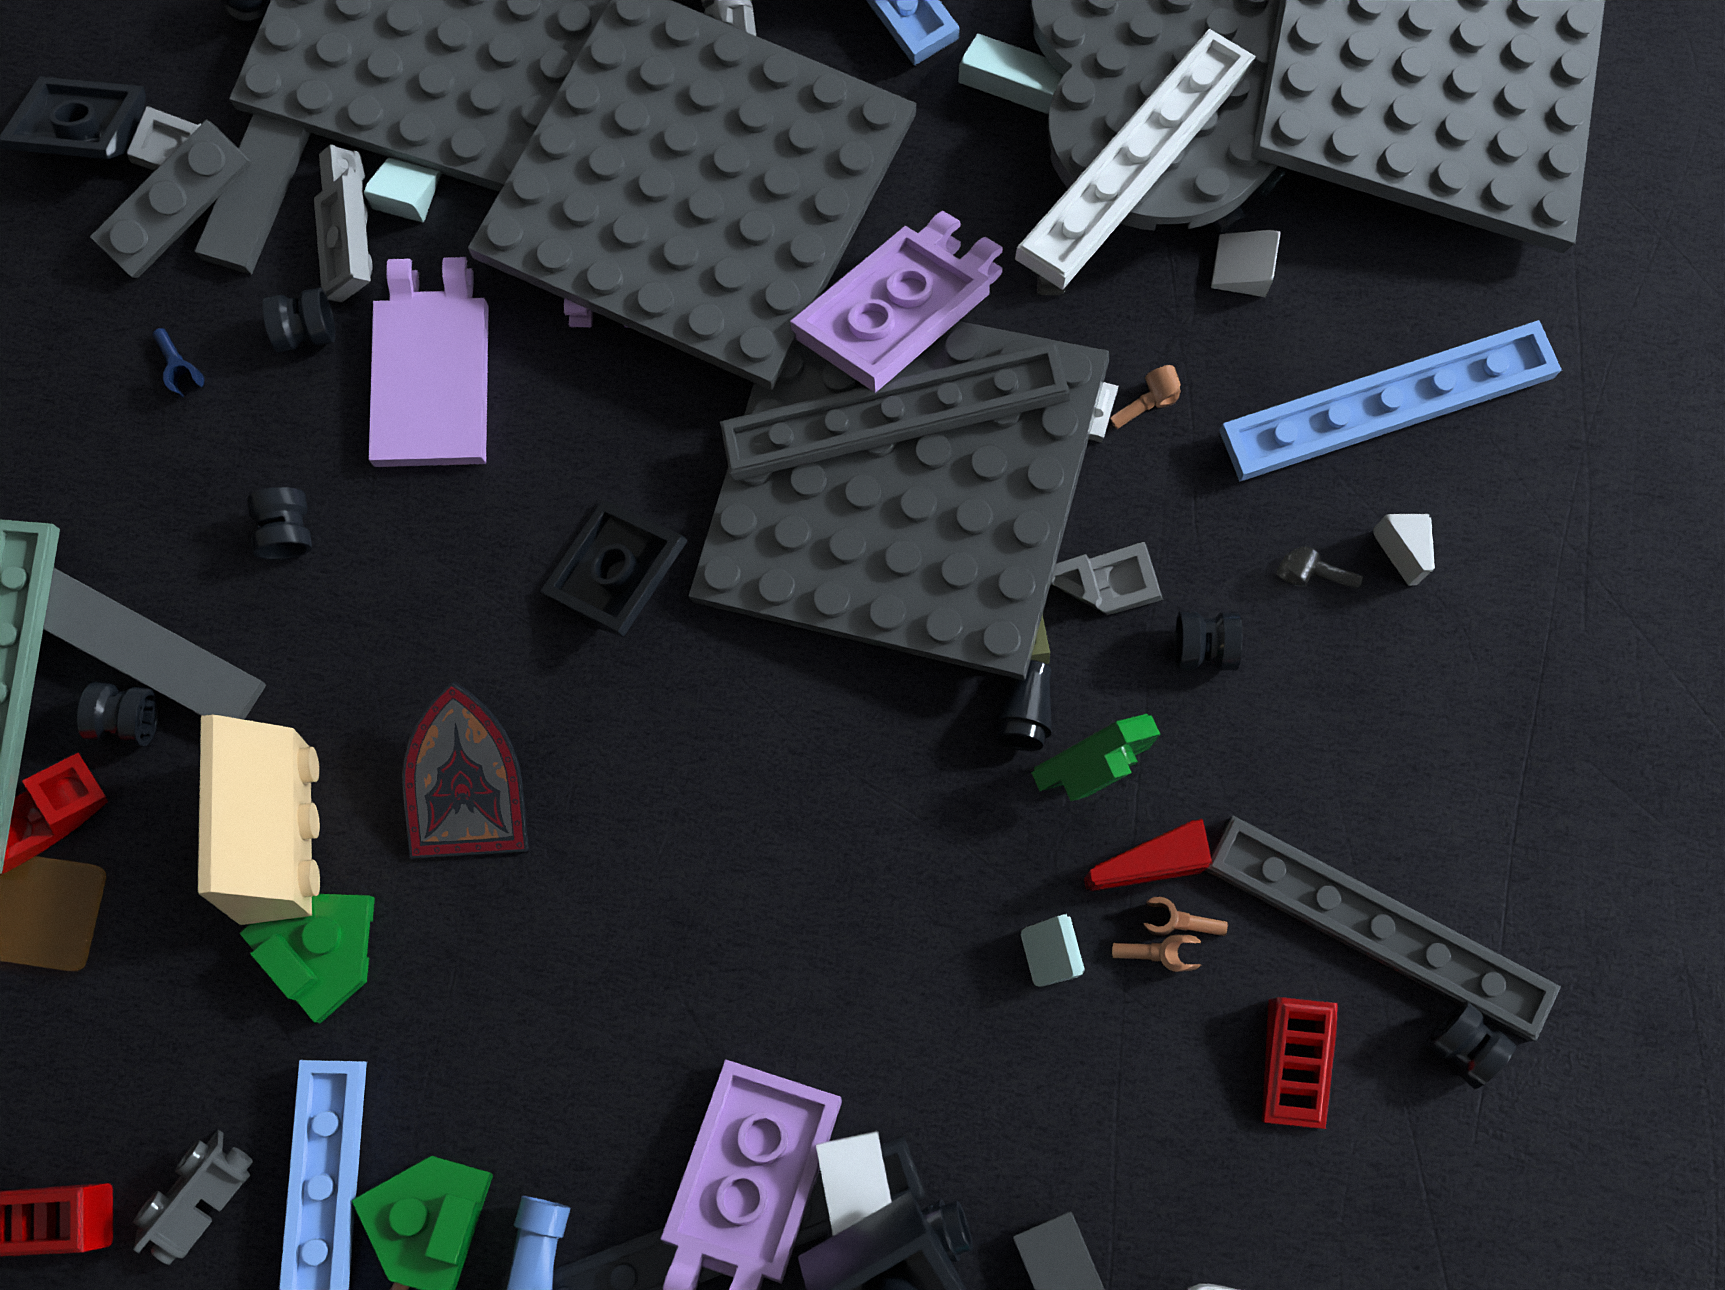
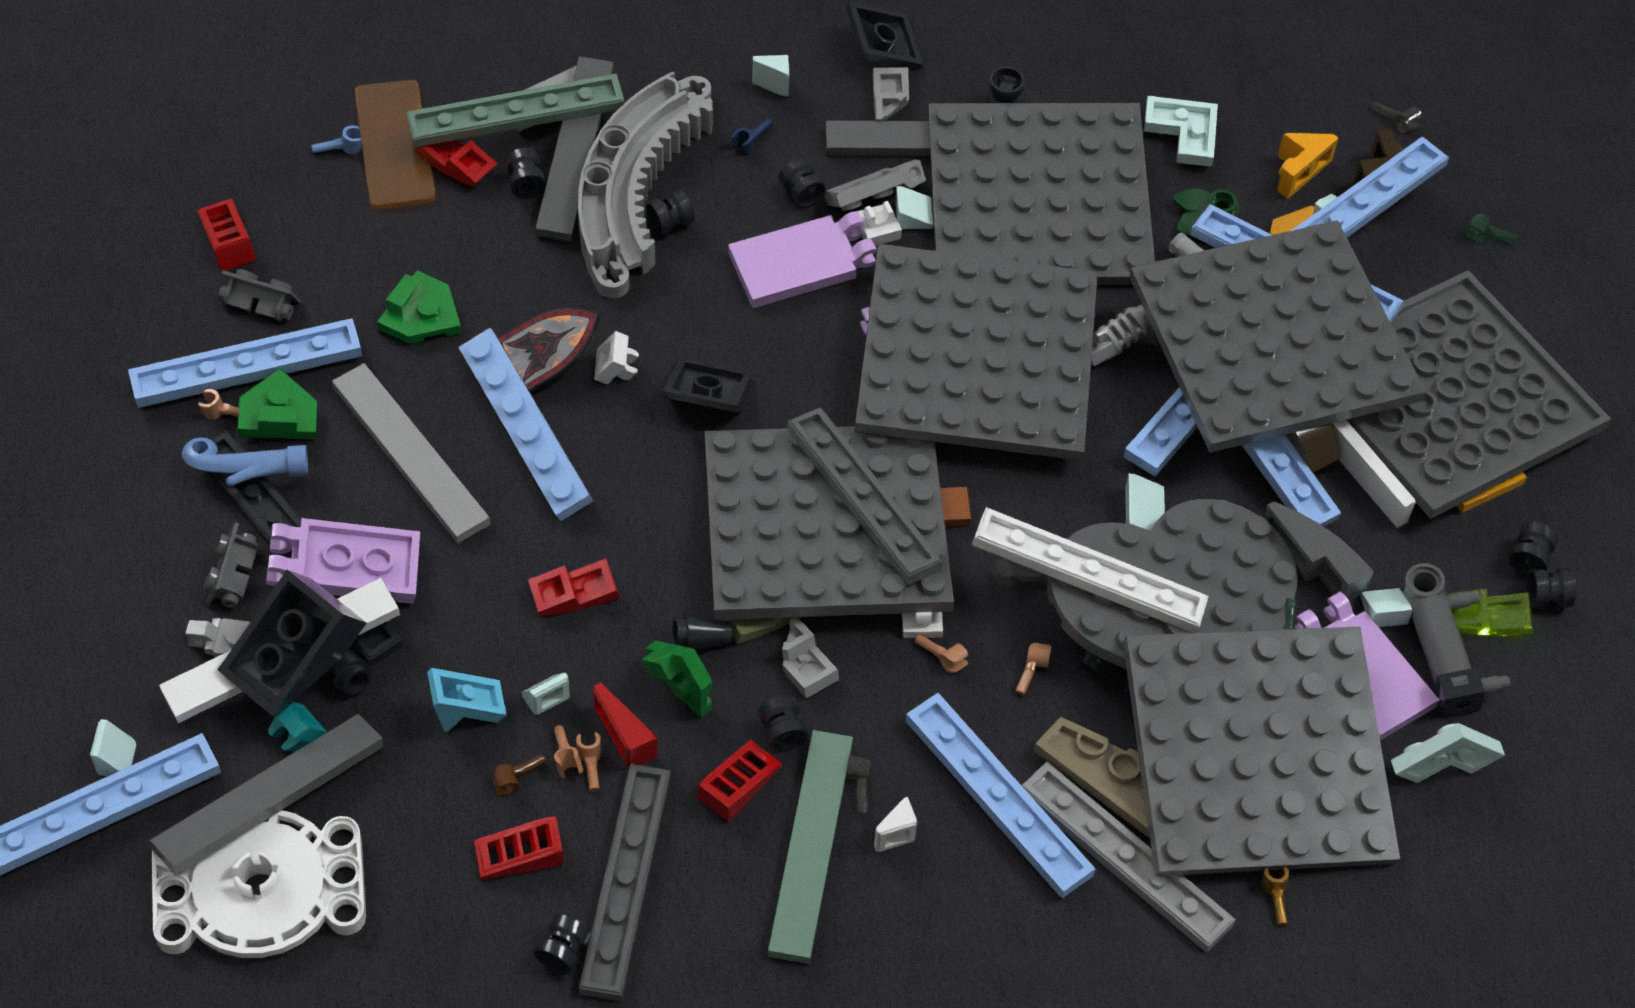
camera: 65 degrees right, 20 degrees down
(78, 295) = (772, 73): none -> light aqua slope
(171, 199) = (852, 97): dark grey plate -> none
(244, 609) = (622, 172): none -> light grey gear
(257, 820) = (483, 247): slope -> none
(410, 237) = (880, 224): none -> white tile
(516, 686) = (613, 359): none -> white tile
(569, 1036) = (411, 453): none -> light grey tile
(580, 849) = (526, 424): none -> light blue plate
(892, 861) = (575, 590): none -> red slope
(898, 301) = (940, 477): lavender tile -> none
(1045, 1070) = (465, 695): none -> medium azure slope
(1178, 1050) = (506, 775): none -> reddish brown hand
(1191, 286) = (1037, 656): none -> nougat hand
(1246, 262) = (1065, 686): white slope -> none
(1264, 756) = (729, 806): none -> red slope
(1389, 260) = (1098, 768): none -> dark tan wing
(1396, 665) = (810, 847): none -> sand green tile
(1509, 282) = (1127, 857): none -> light grey tile
(1604, 110) = (1275, 888): none -> pearl gold hand

